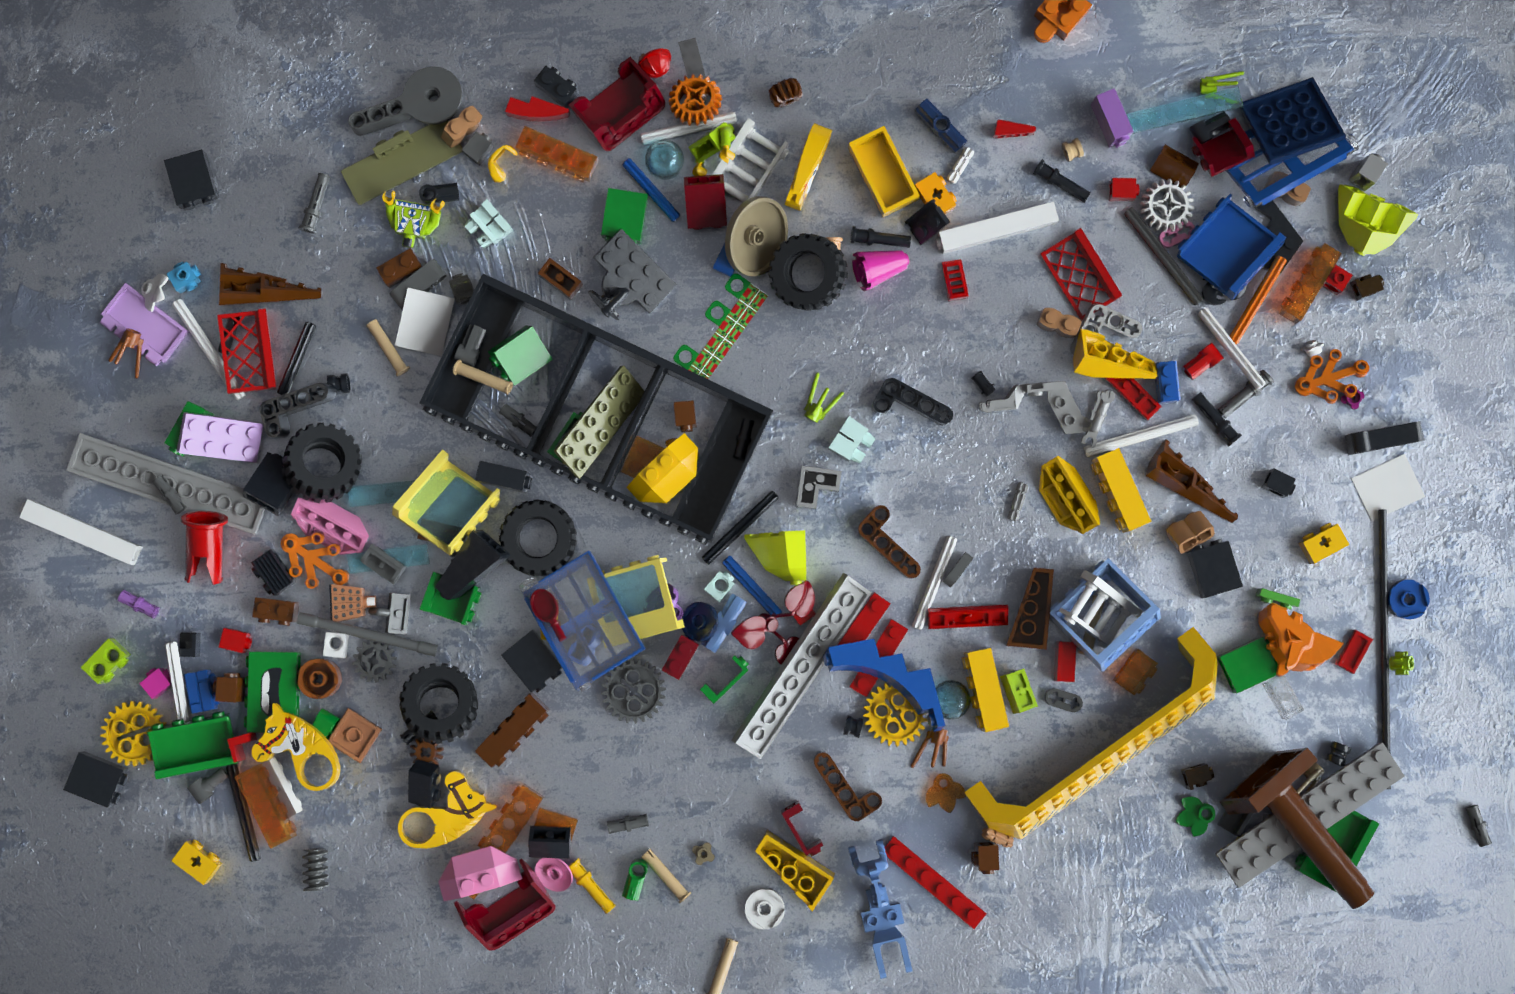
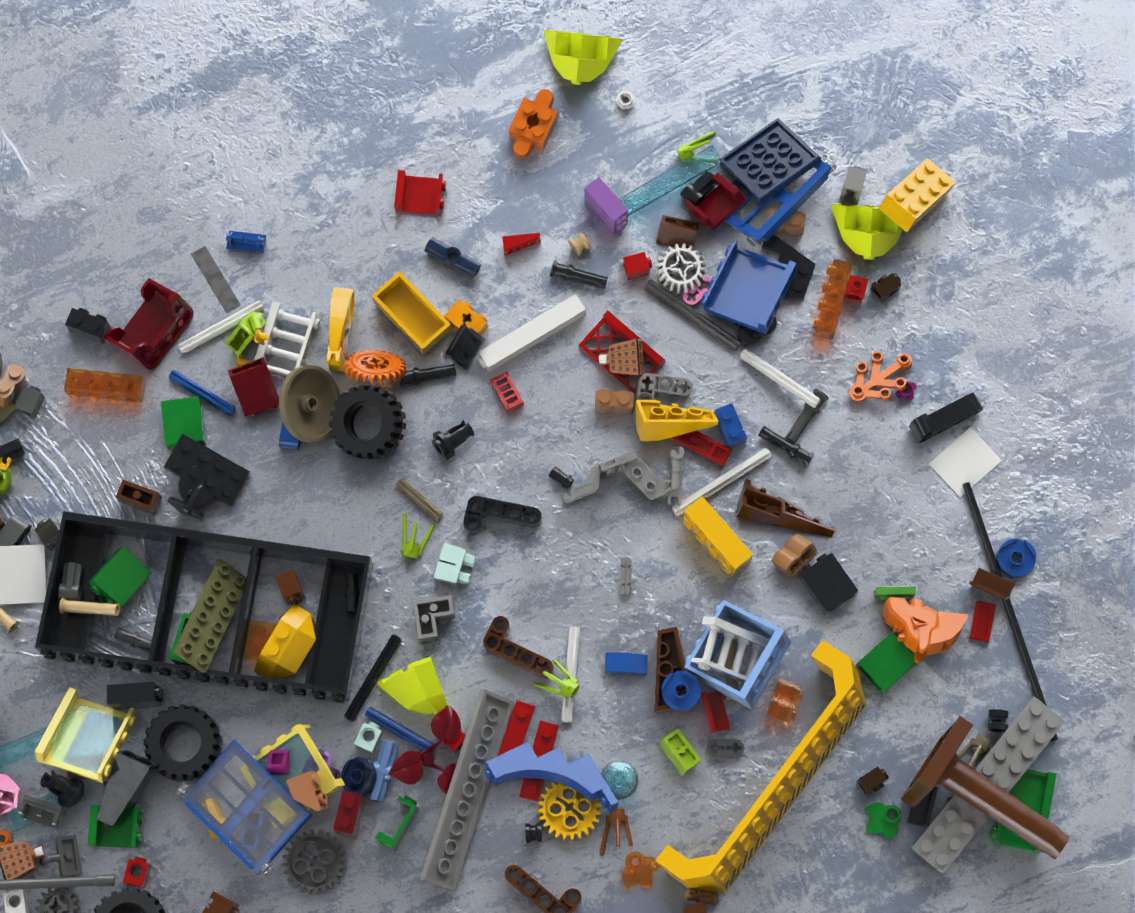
camera: 10 degrees left, 10 degrees down
(414, 552) = (68, 790): none -> black piece
(451, 653) = (140, 881): none -> red brick
(490, 222) = (59, 465): light aqua hips -> none
(496, 172) = (53, 419): yellow piece -> none
(532, 661) = (210, 863): black brick -> none
(535, 110) = (74, 352): red slope -> none
(546, 609) = (208, 806): dark red piece -> none
(626, 586) = (278, 762): none -> magenta slope
(647, 625) = (307, 790): none -> nougat slope
(655, 62) = (173, 276): red piece -> none
(664, 159) = (206, 361): clear light blue cylinder -> none
(695, 90) = (219, 293): orange gear -> none
(730, 328) = (310, 496): piece -> none
(737, 46) = (245, 241): none -> blue hinge
(785, 92) = (301, 269): reddish brown gear -> none
(828, 216) = (372, 366): none -> orange gear
(836, 363) = (419, 499): none -> dark tan axle
(878, 266) = (432, 399): dark pink cone -> none
(884, 313) = (451, 439): none -> black piece
(926, 49) = (419, 194): none -> red panel
(929, 595) = (568, 687): none -> lime plant
(958, 569) = (588, 655): dark grey beam -> none
(960, 165) = (481, 287): white axle -> none
(967, 616) = (611, 696): red plate -> none
(986, 690) = (647, 758): yellow piece -> none
(992, 588) = (626, 663): none -> blue slope
(1039, 646) = (681, 679): none -> blue plate
(1068, 496) = (670, 555): yellow wedge -> none
(1083, 282) = (625, 357): none -> nougat torso
(1163, 6) = (625, 95): none -> white plate
(1205, 359) = (759, 395): red piece -> none
(1257, 299) = (790, 327): orange axle -> none
(1279, 483) = (863, 487): black brick -> none
(1312, 348) = (854, 356): white plate -> none
(1334, 542) = (931, 524): yellow brick -> none
(1376, 619) = (992, 584): none -> reddish brown panel
(1401, 663) = (1029, 618): lime gear -> none
(1429, 202) = (917, 195): none -> yellow brick

